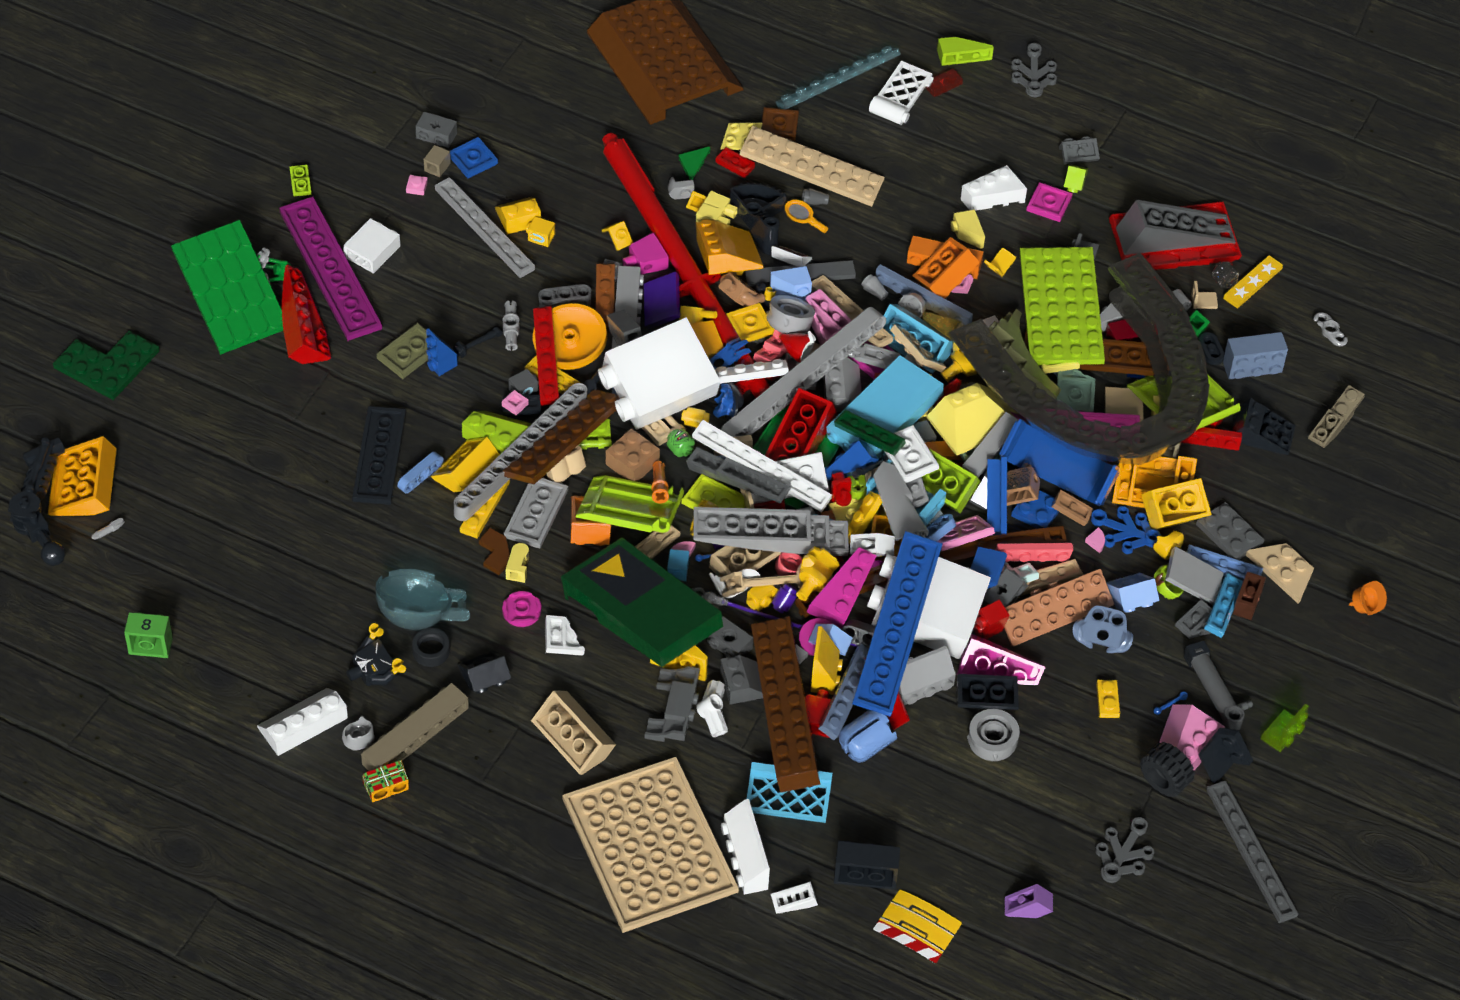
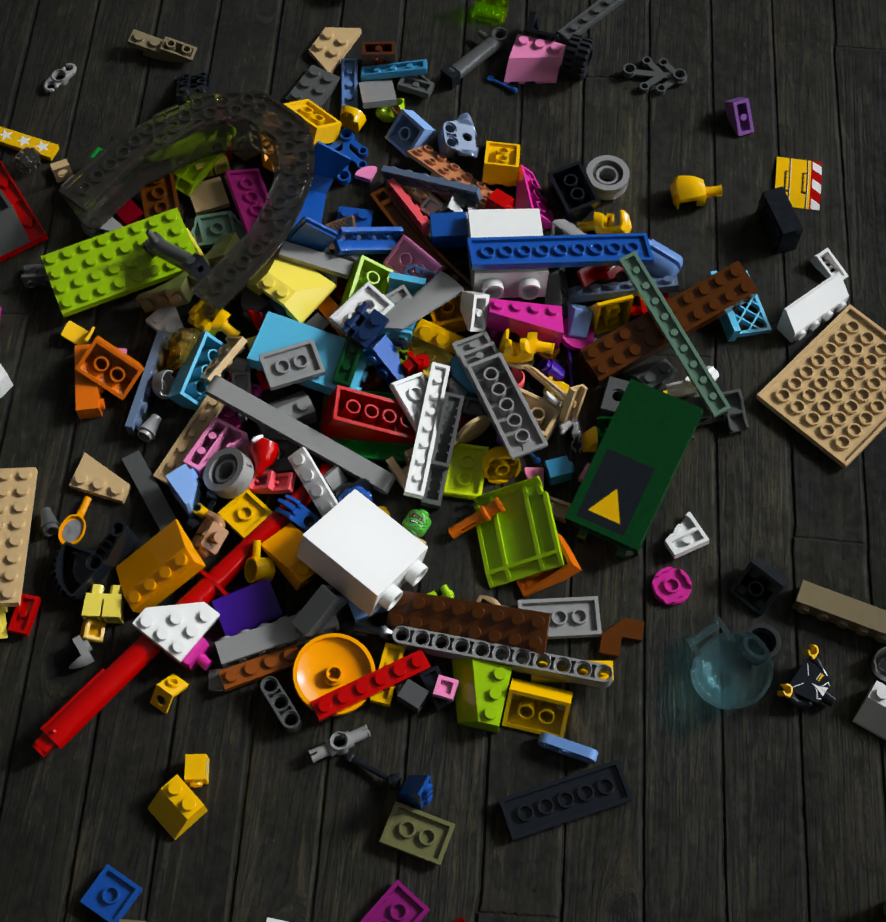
camera: 110 degrees left, 10 degrees up
(484, 227) = (210, 836): light grey plate -> none
(515, 567) = (627, 609): light yellow leg -> none
(573, 731) = (778, 484): tan slope -> none
(632, 456) = (455, 556): medium nougat brick -> none
(664, 241) = (176, 626): none -> white plate
(693, 161) = (36, 659): green tile -> none
(751, 392) = (334, 477): none -> light grey tile
(762, 685) = (674, 334): none -> sand green plate
(790, 256) = (138, 512): white slope -> none
(839, 240) = (99, 481): none -> tan wing
(874, 382) = (291, 364): none -> light grey plate
(880, 443) = (369, 329): none -> dark blue plate
(933, 714) = (604, 224): none -> yellow piece
(942, 807) = (692, 189): none -> yellow piece
(968, 228) = (42, 372): light yellow slope -> none
(1001, 323) = (193, 264): none -> dark grey piece
(1047, 572) = (431, 183): none -> sand blue plate
(1060, 655) = (501, 163): none -> yellow slope
(1072, 507) = (344, 196): medium nougat plate -> none
(1108, 699) = (521, 123): yellow plate -> none
(1255, 355) = (119, 106): sand blue brick -> none

